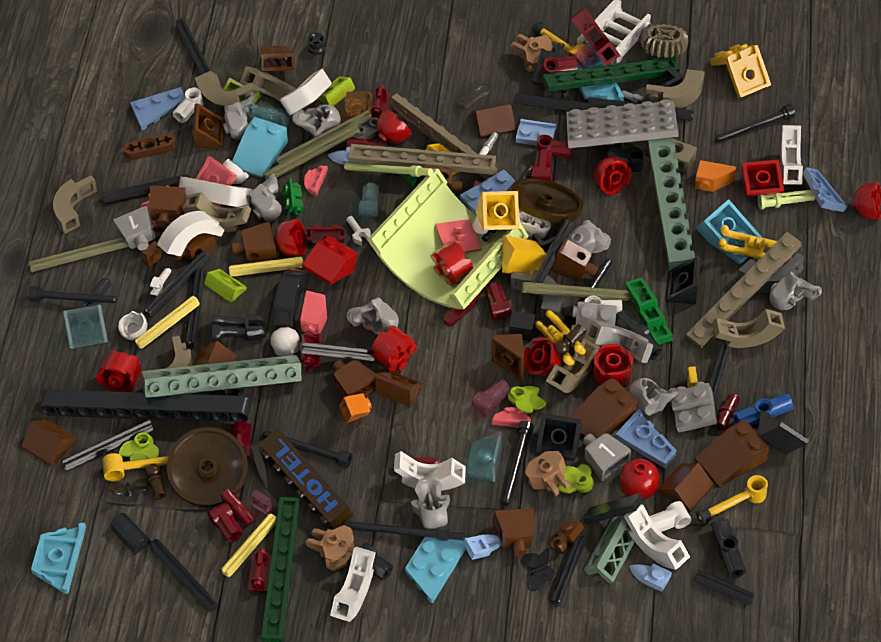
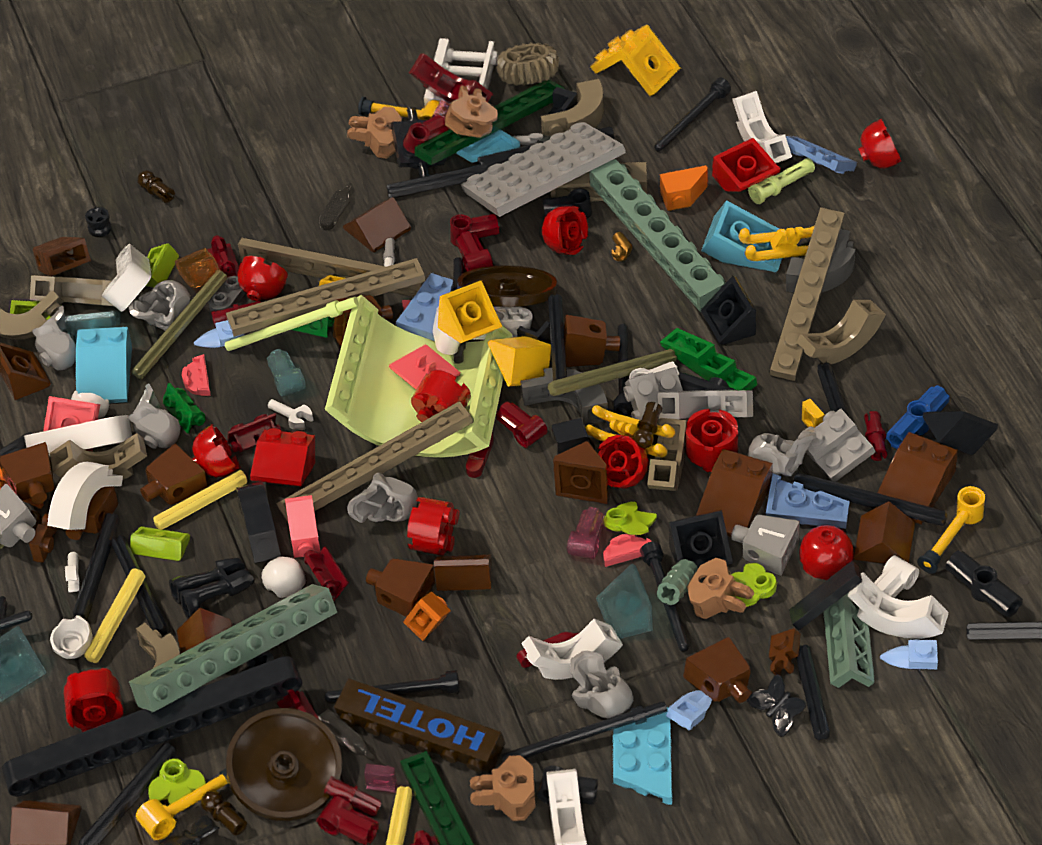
camera: 25 degrees left, 5 degrees down
(313, 151) = (175, 345): olive axle -> none
(336, 351) = (361, 558): axle -> none
(367, 32) = (155, 185): none -> dark brown pin
(390, 288) = (384, 457): none -> dark tan plate
(521, 457) = (676, 582): none -> sand green axle
(530, 130) = (434, 221): light blue plate -> none
(590, 237) = (586, 305): light grey head -> none
(594, 64) = (471, 112): none -> medium nougat hinge
(646, 204) = (623, 247): none -> pearl gold arm
(692, 455) = (872, 499): none -> black axle
(791, 290) = (859, 271): light grey head -> none

